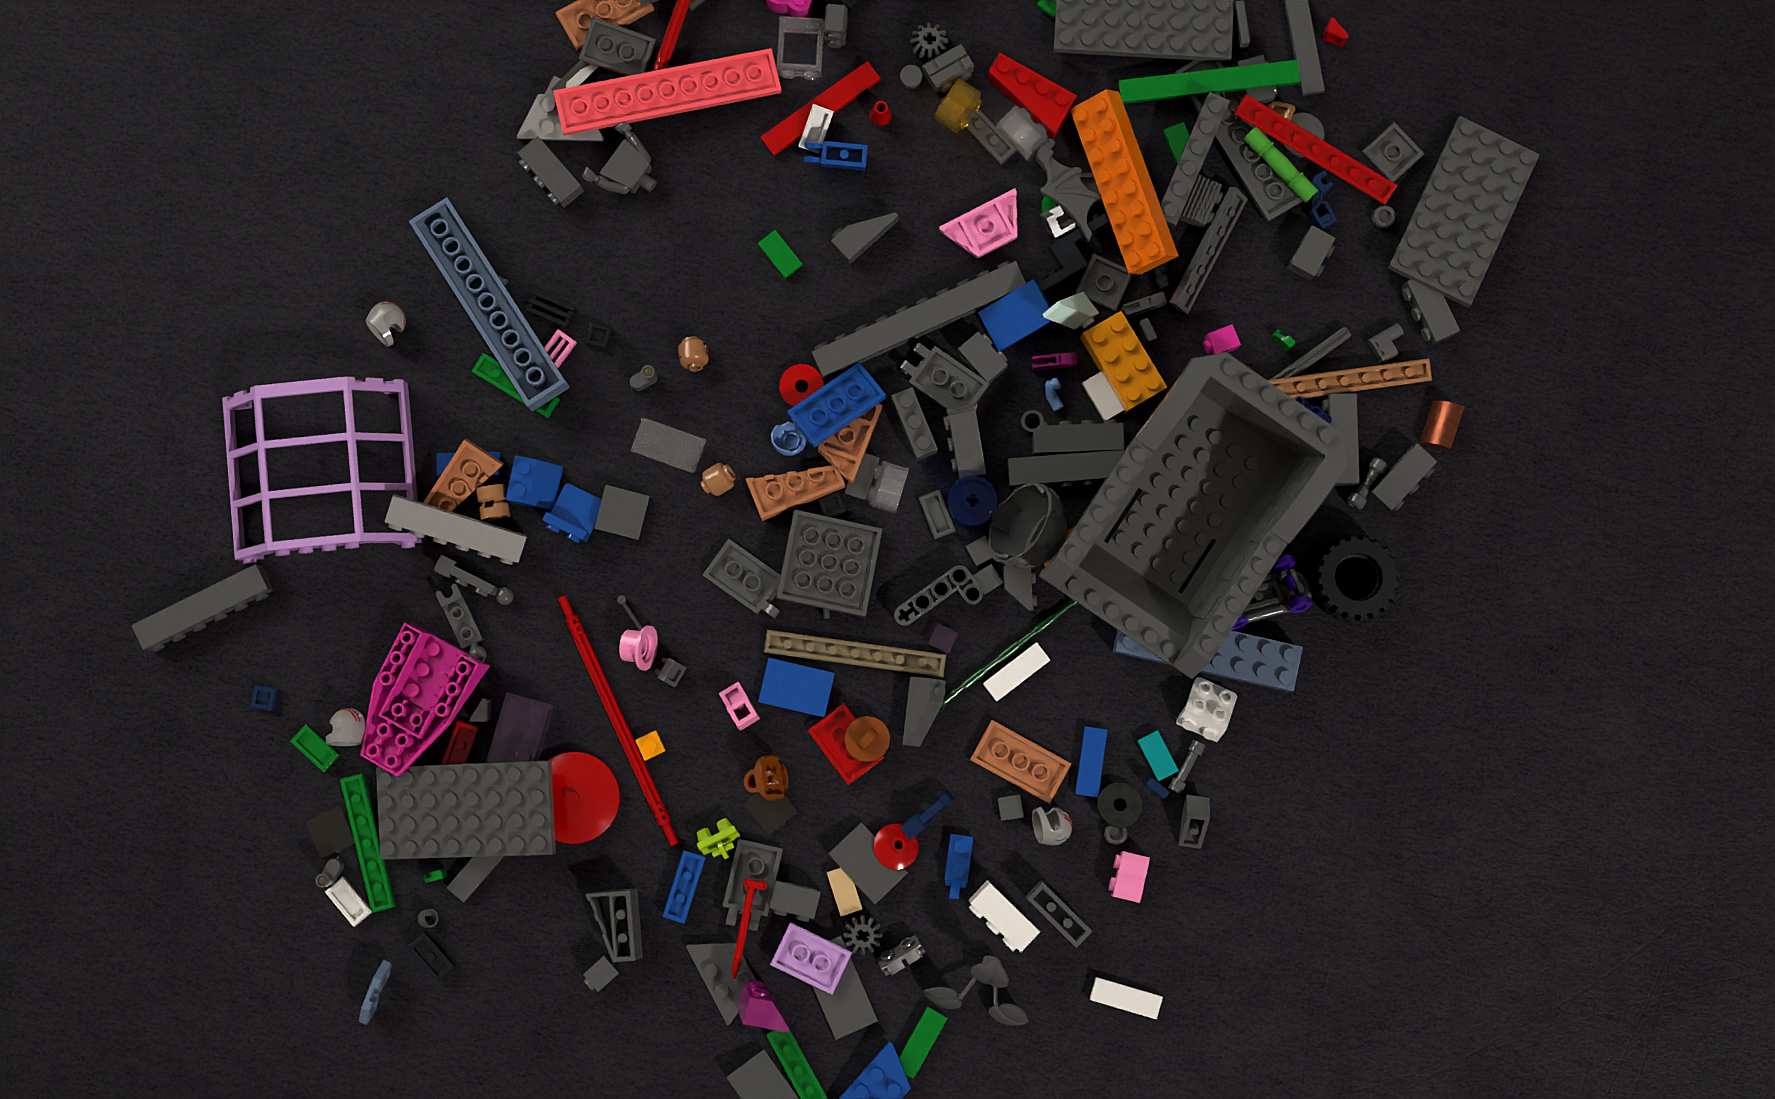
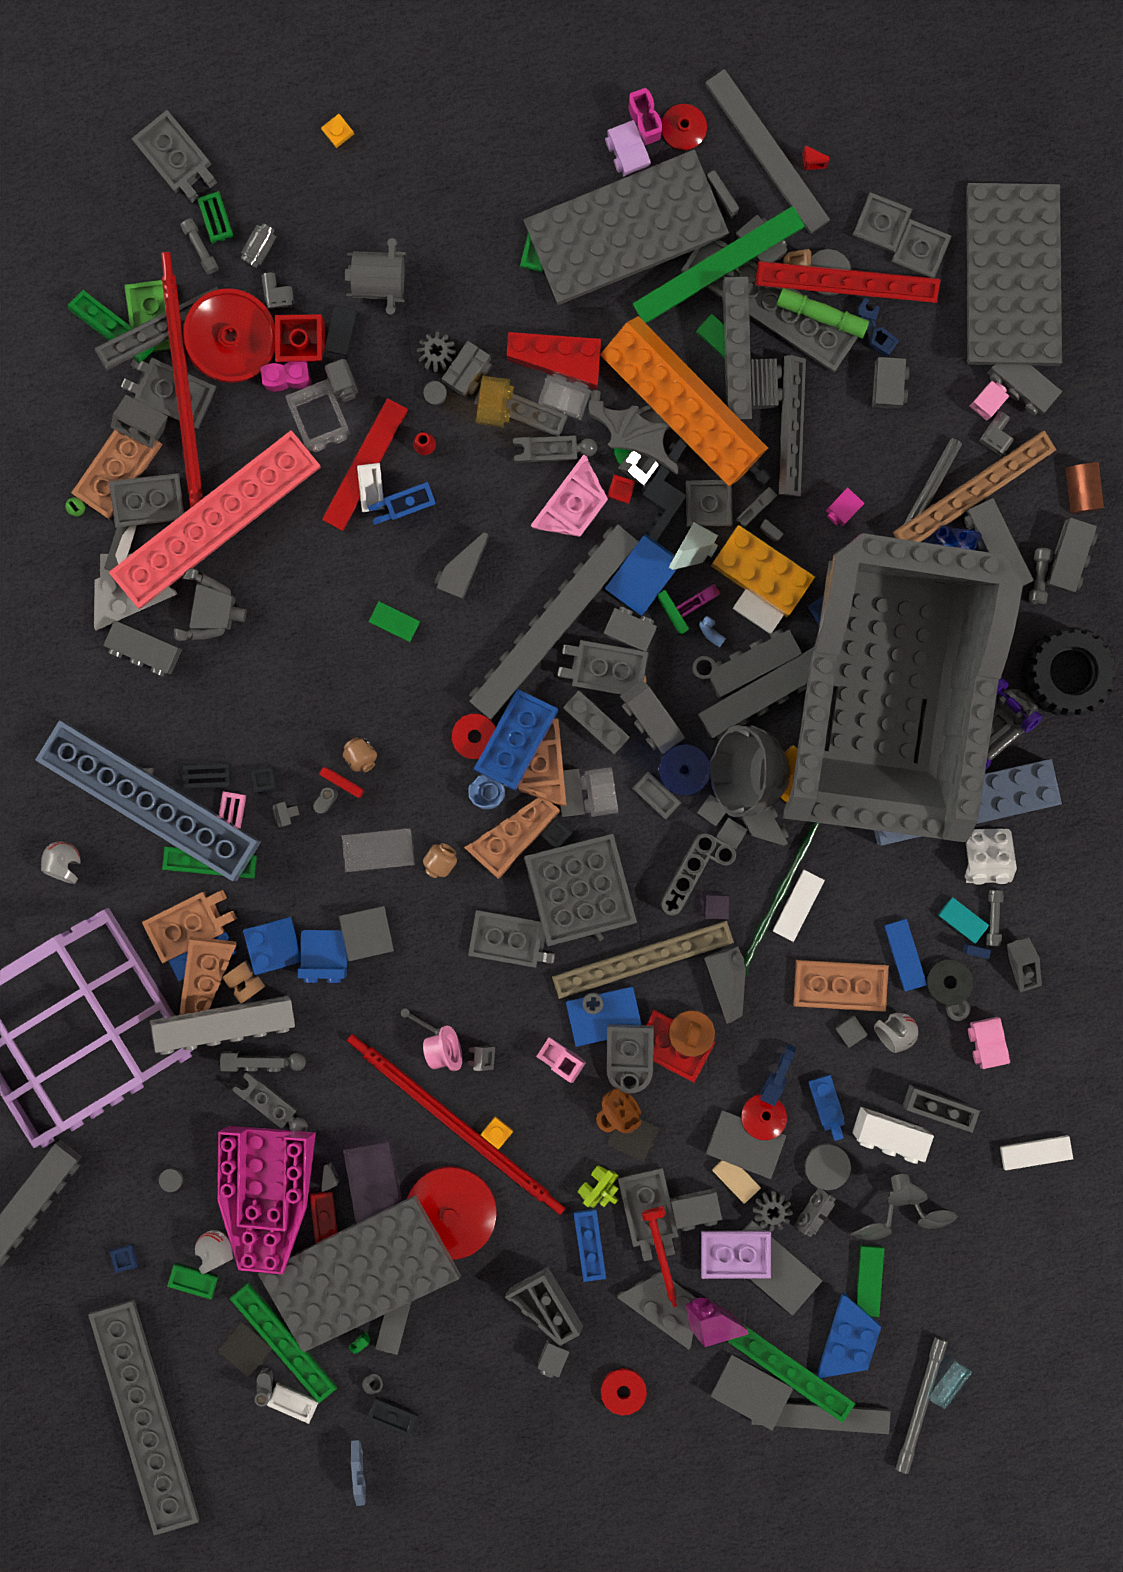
camera: 20 degrees left, 5 degrees up
(209, 849) = (144, 1417): none -> dark grey plate
(341, 647) = (170, 1179): none -> dark grey tile
(476, 424) = (193, 917): none -> nougat tile
(557, 24) = (80, 505): none -> bright green hinge
(601, 373) = (283, 814): none -> dark grey tile
(636, 1038) = (630, 1403): none -> red tile
(666, 370) = (342, 782): none -> red tile
(790, 663) = (597, 1008): none -> dark grey bush
(803, 732) = (630, 1054): none -> dark grey tile
(931, 919) = (827, 1166): none -> dark grey tile
(989, 171) = (552, 448): none -> dark grey plate
(1027, 361) = (672, 612): none -> green tile
(1033, 234) = (621, 489): none -> red tile
(1284, 342) = (903, 479): green tile -> none
(1368, 114) = (882, 222): none -> dark grey tile
(1383, 217) = (940, 315): dark grey tile -> none
(1392, 309) = (990, 400): none -> bright pink brick

